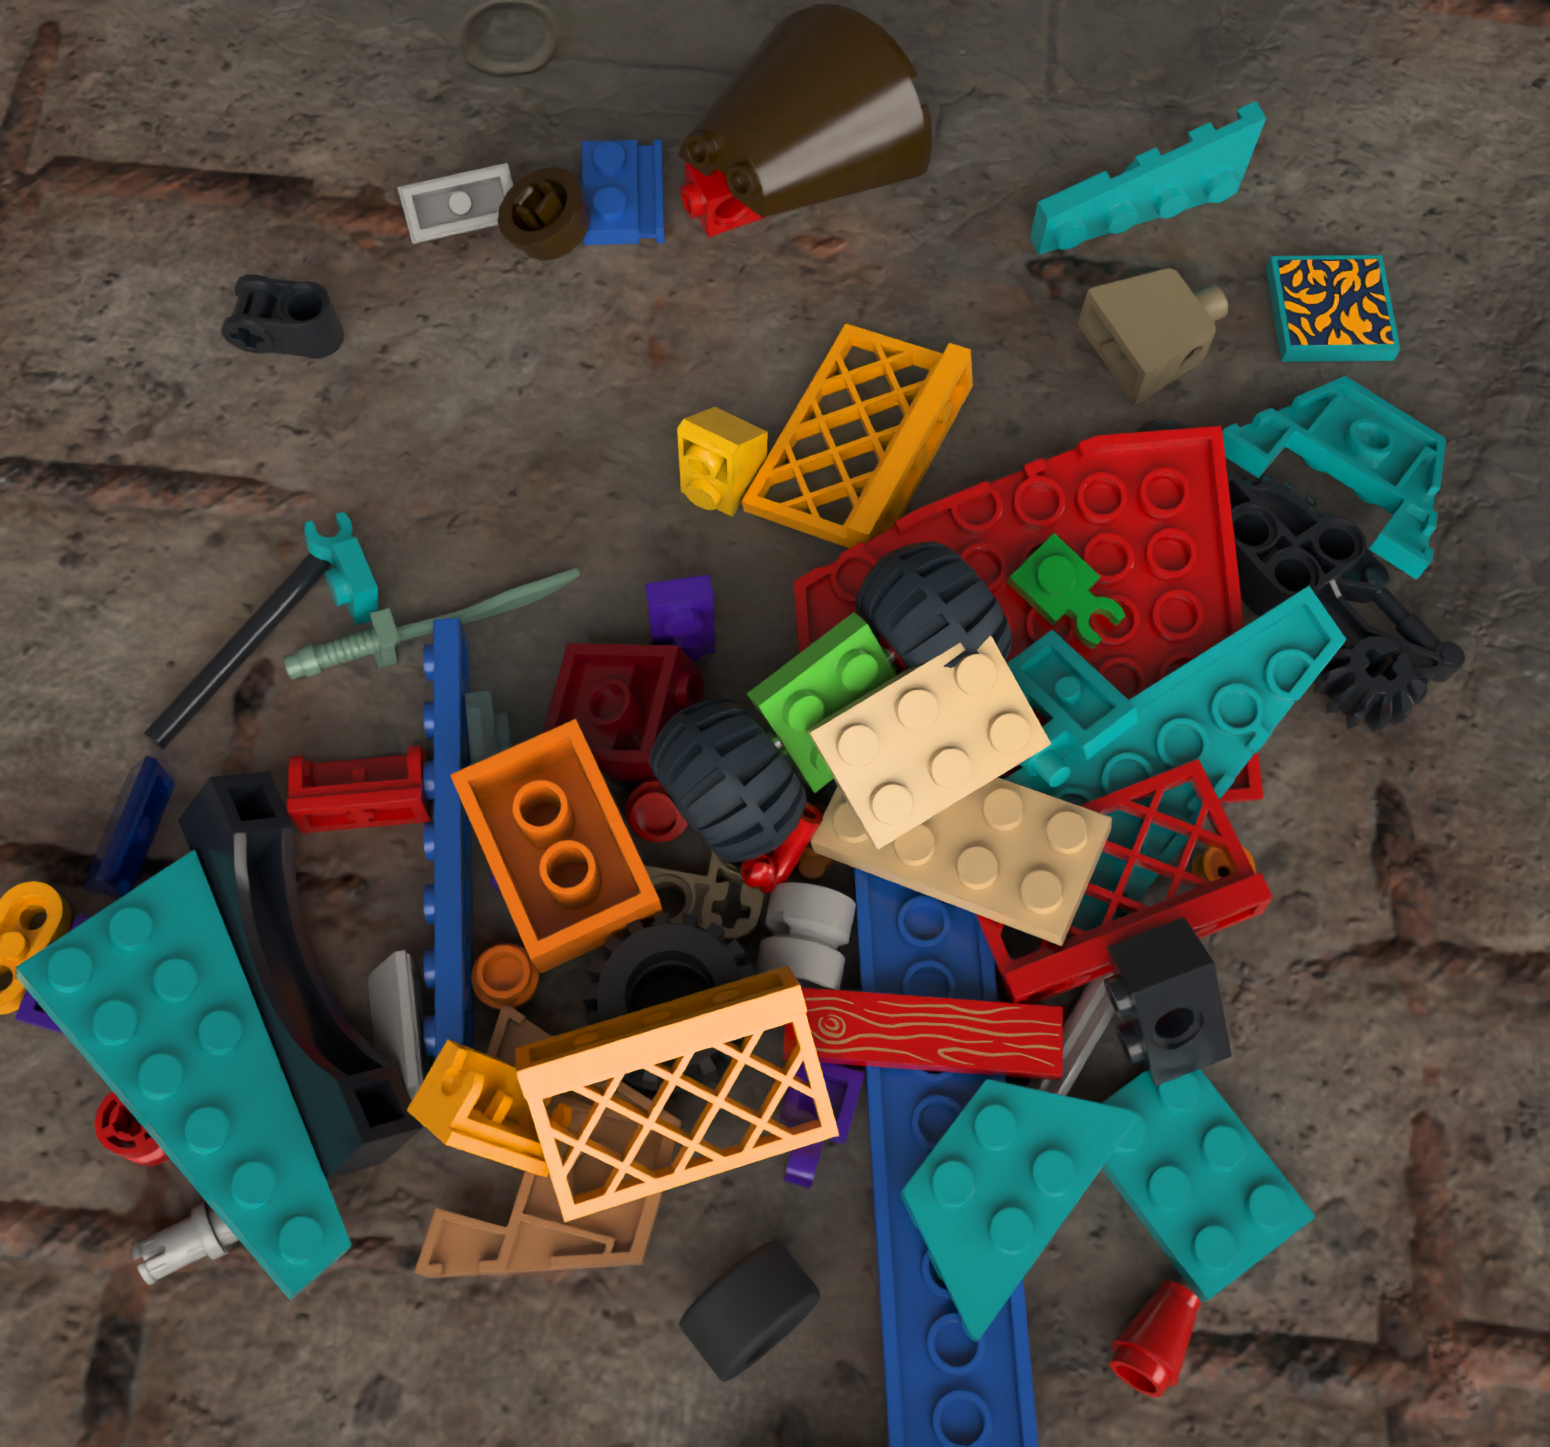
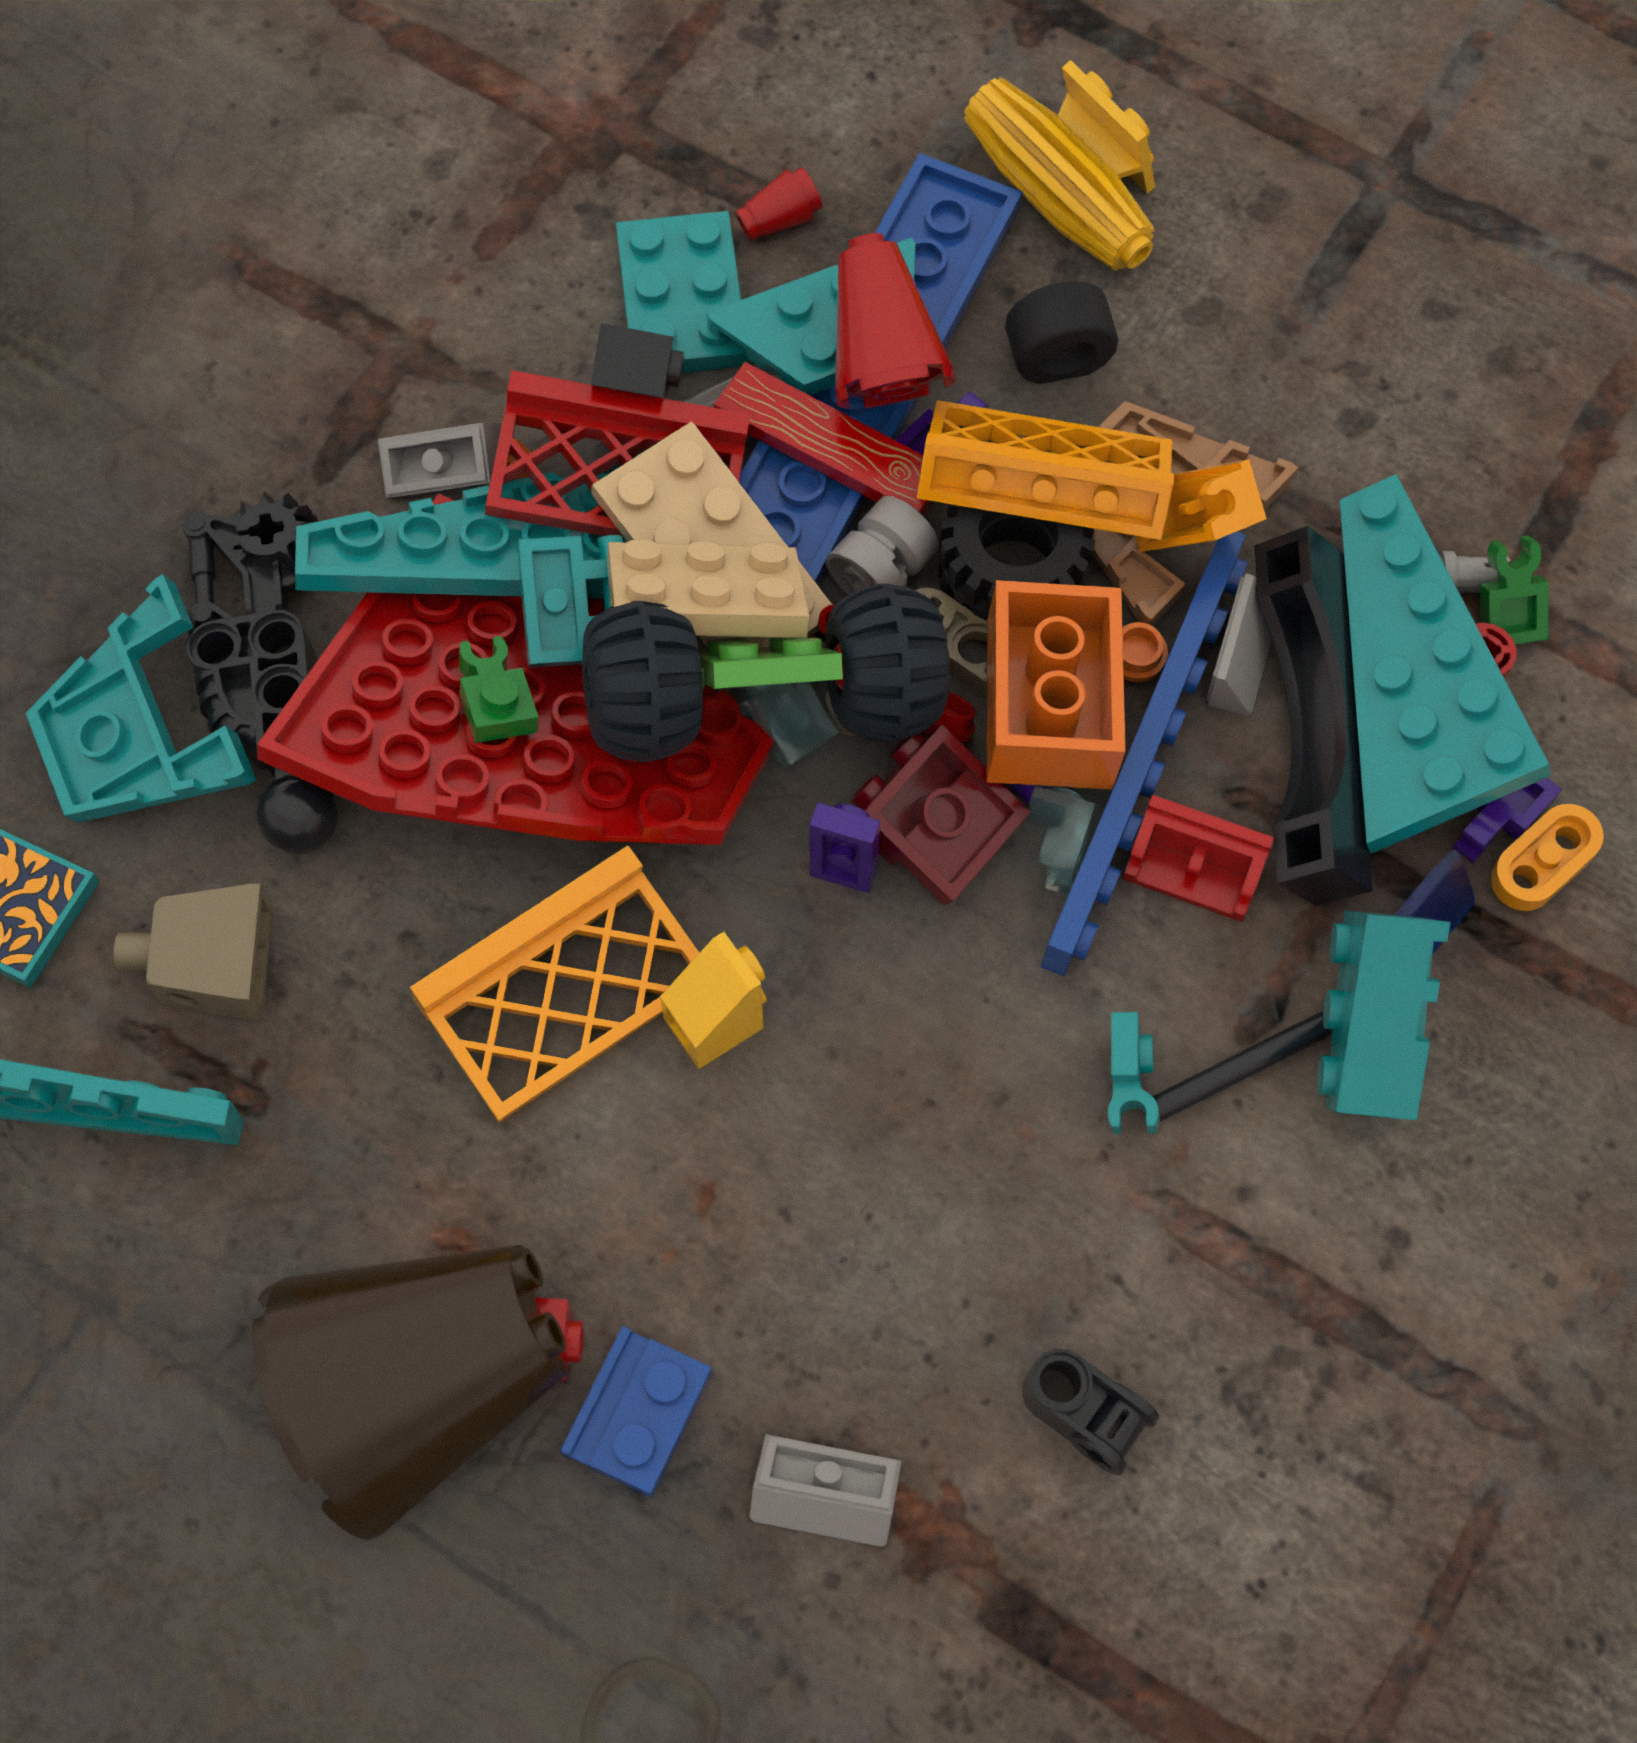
camera: 150 degrees left, 0 degrees up
(119, 1217) = (1516, 599): none -> green plate
(129, 690) = (1379, 1013): none -> teal wedge
(385, 636) = (1120, 988): sand green sword -> none
(545, 214) = (747, 1394): dark brown piece -> none
(923, 1136) = (883, 329): none -> red cone
(1295, 838) = (438, 459): none -> light grey slope

